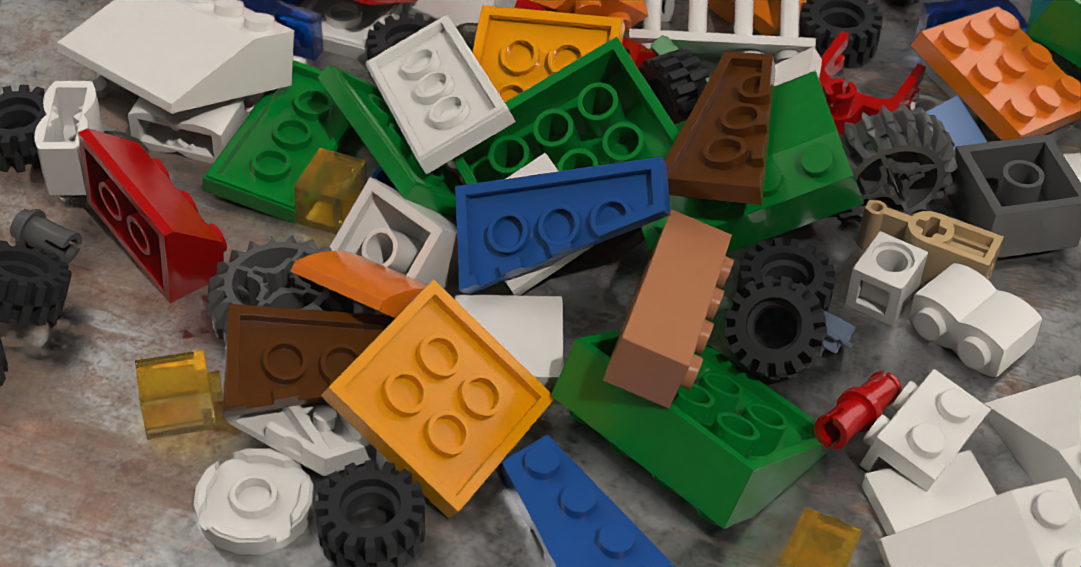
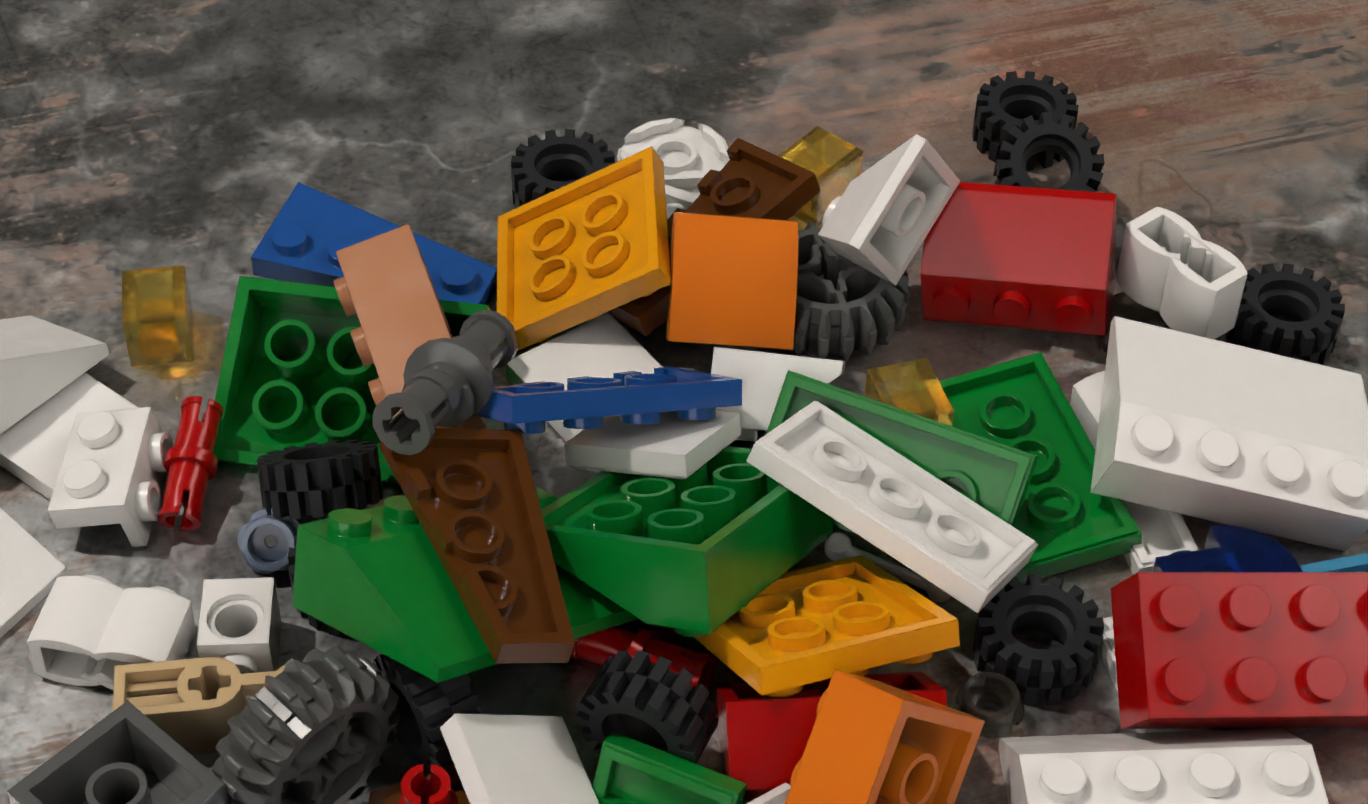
camera: 145 degrees right, 0 degrees up
(236, 209) = (890, 209): none -> white slope
(691, 196) = (445, 382): none -> dark grey piece

